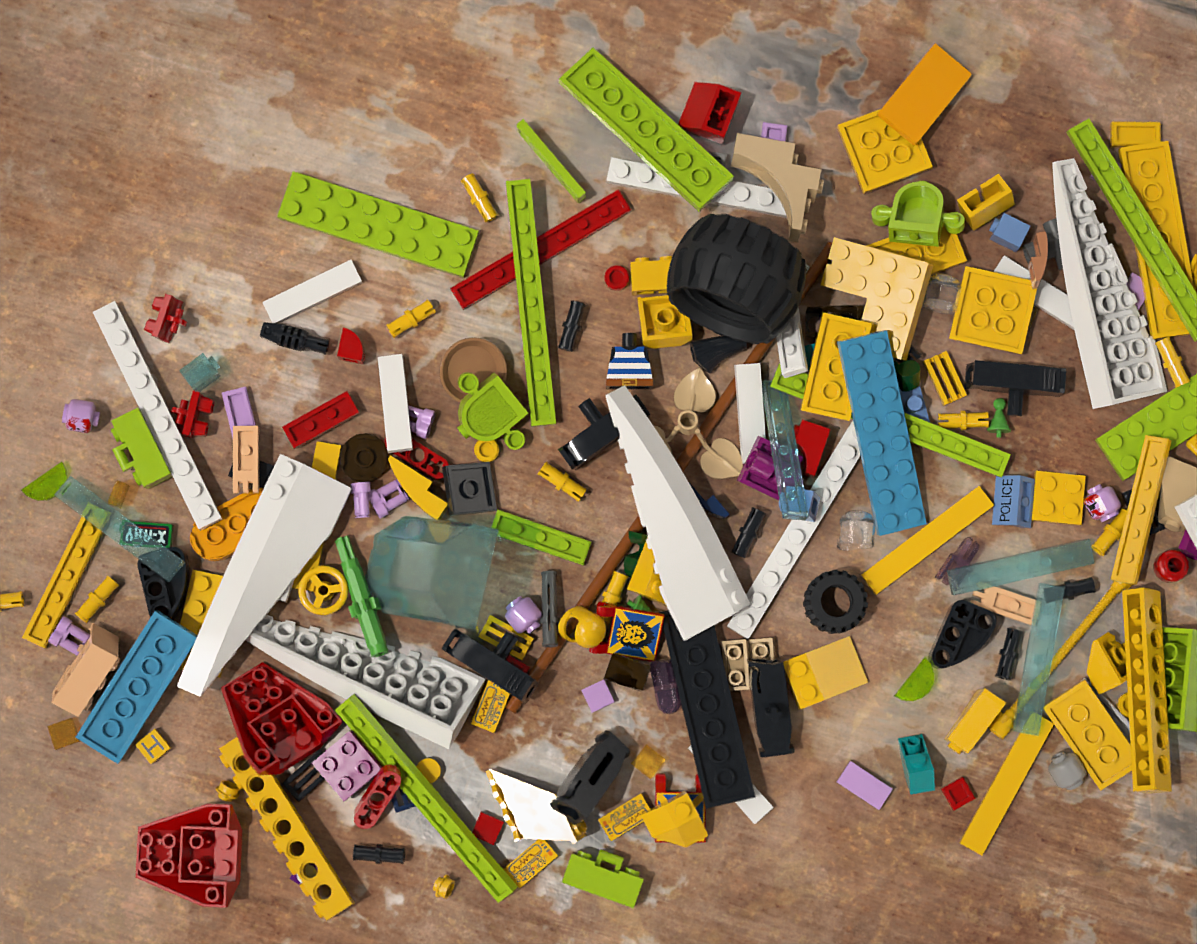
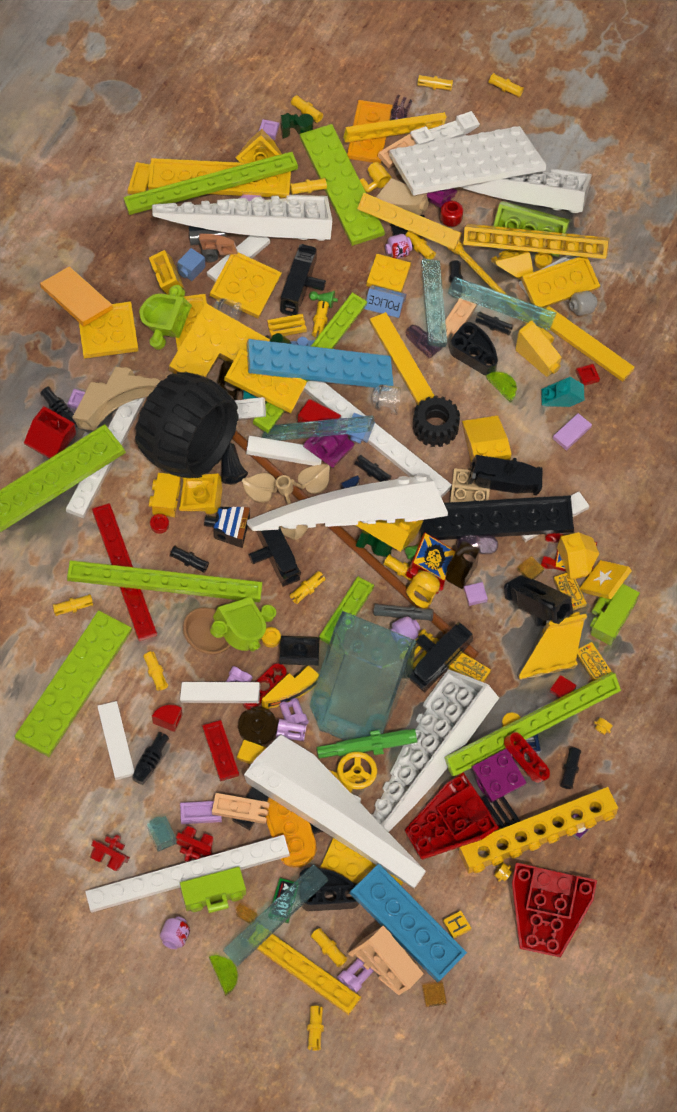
camera: 80 degrees left, 20 degrees down
(551, 161) = (57, 549): lime tile -> none
(645, 861) = (605, 579): none -> yellow tile
(753, 113) = (57, 404): none -> black hinge

